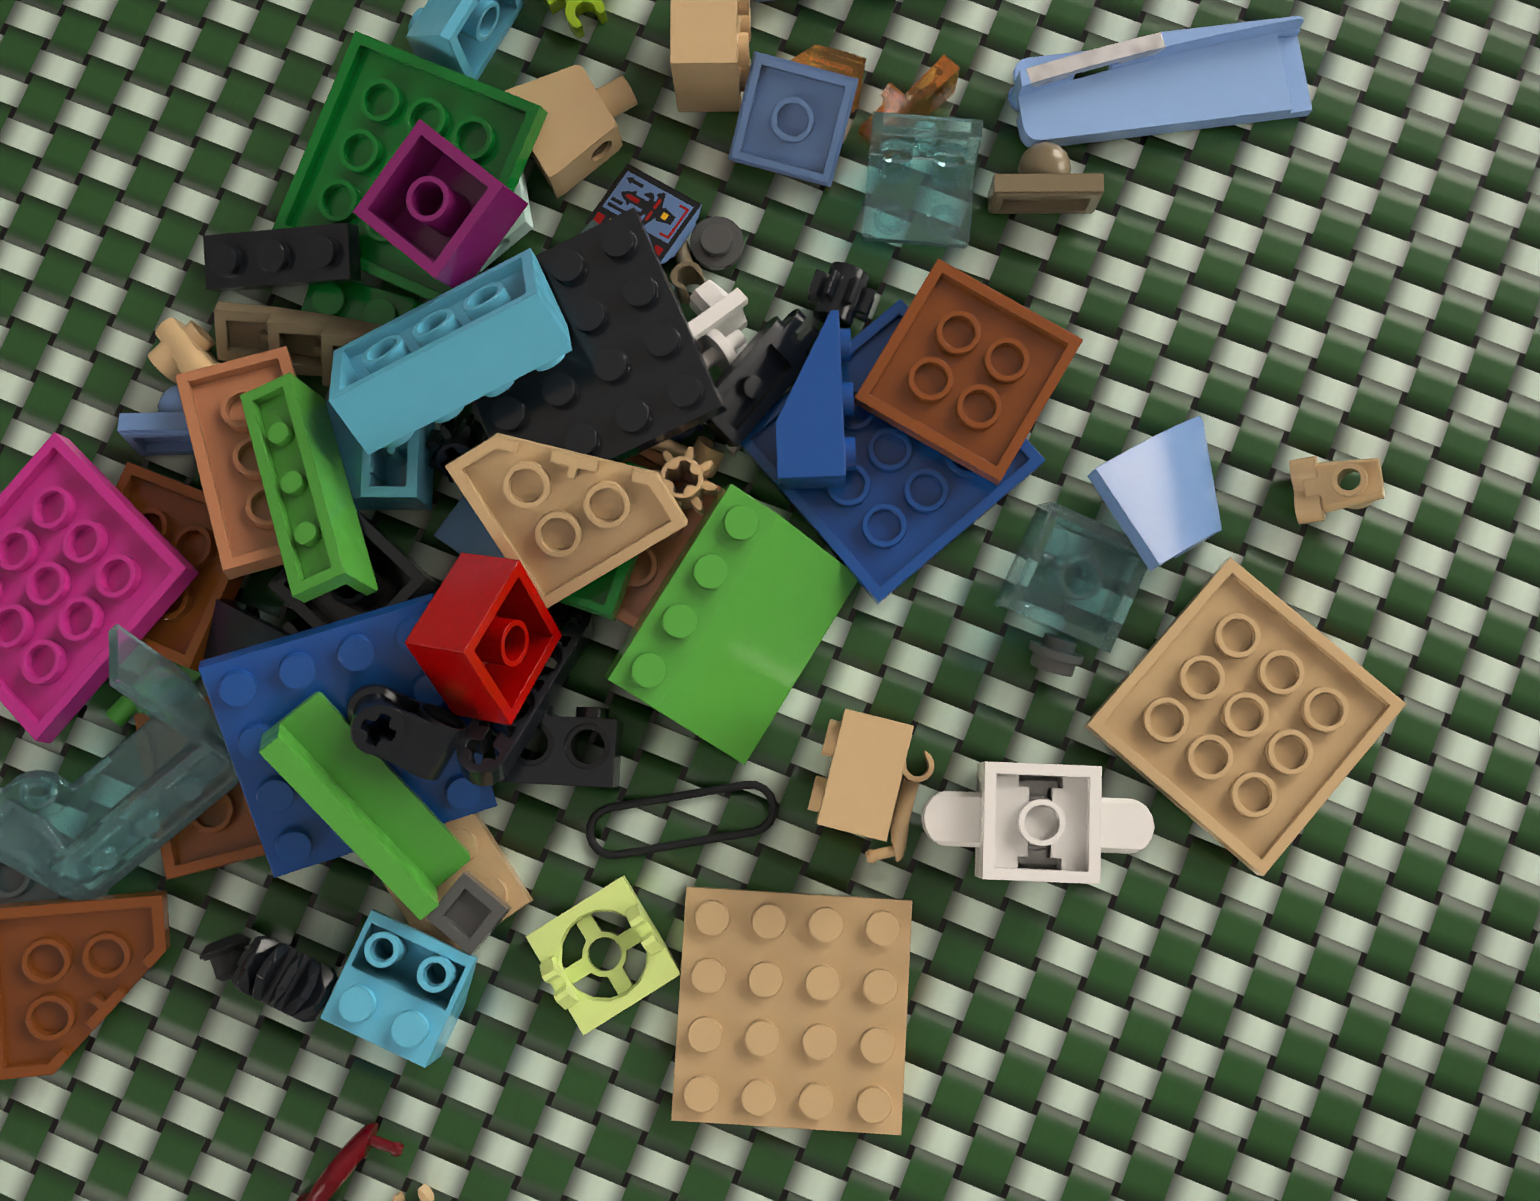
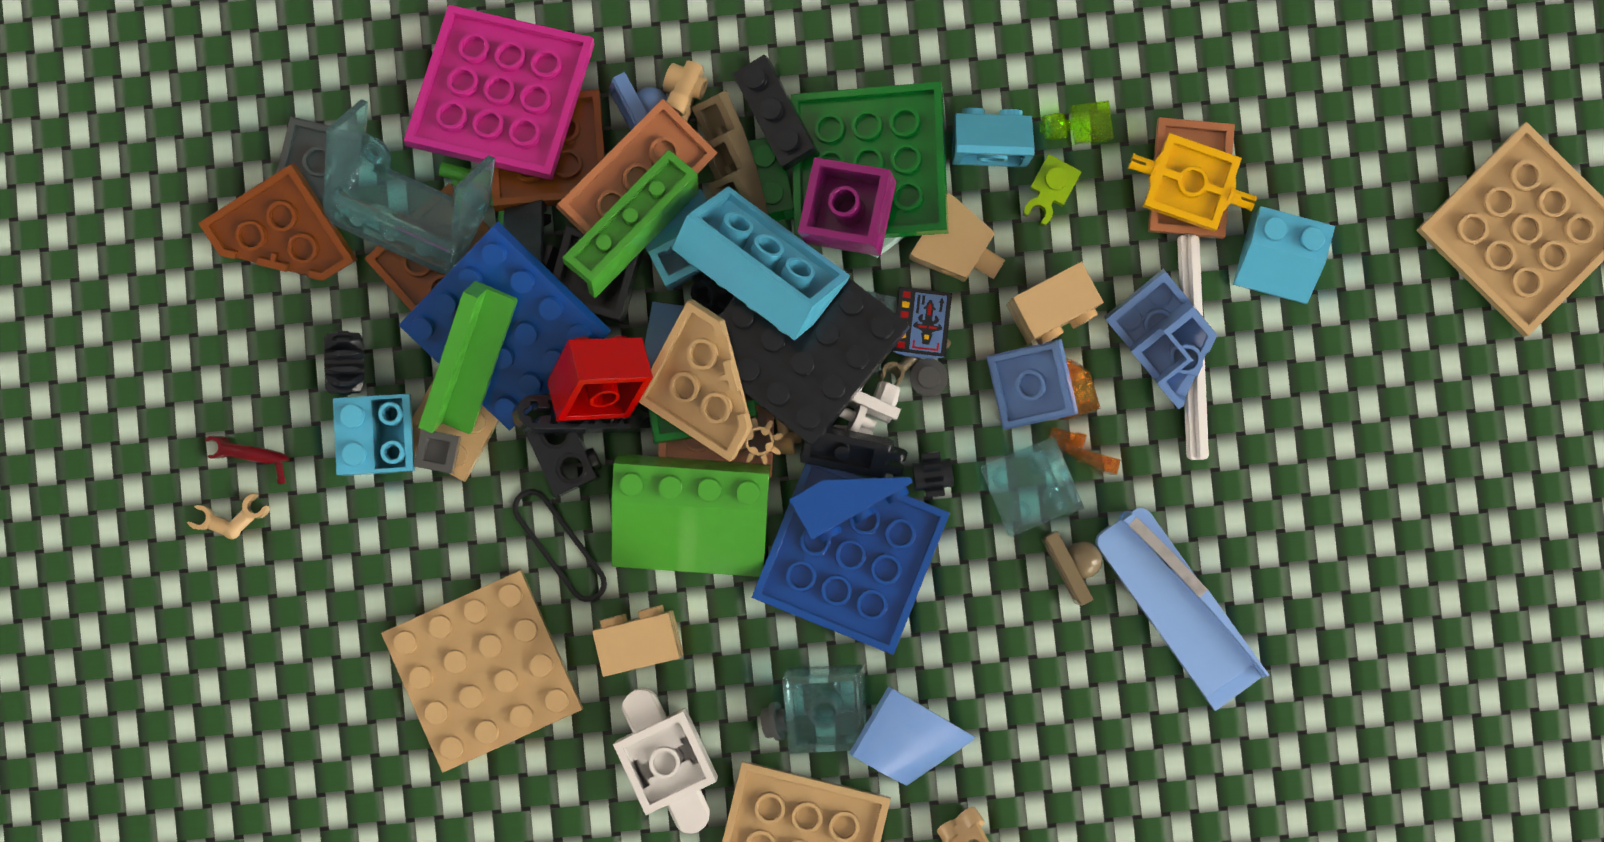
camera: 60 degrees right, 5 degrees up
(225, 955) = (338, 318): black piece -> none
(413, 734) = (521, 360): black piece -> none
(548, 946) = (418, 548): yellowish green piece -> none
(902, 814) = (631, 677): tan piece -> none
(967, 371) = (921, 579): dark orange plate -> none

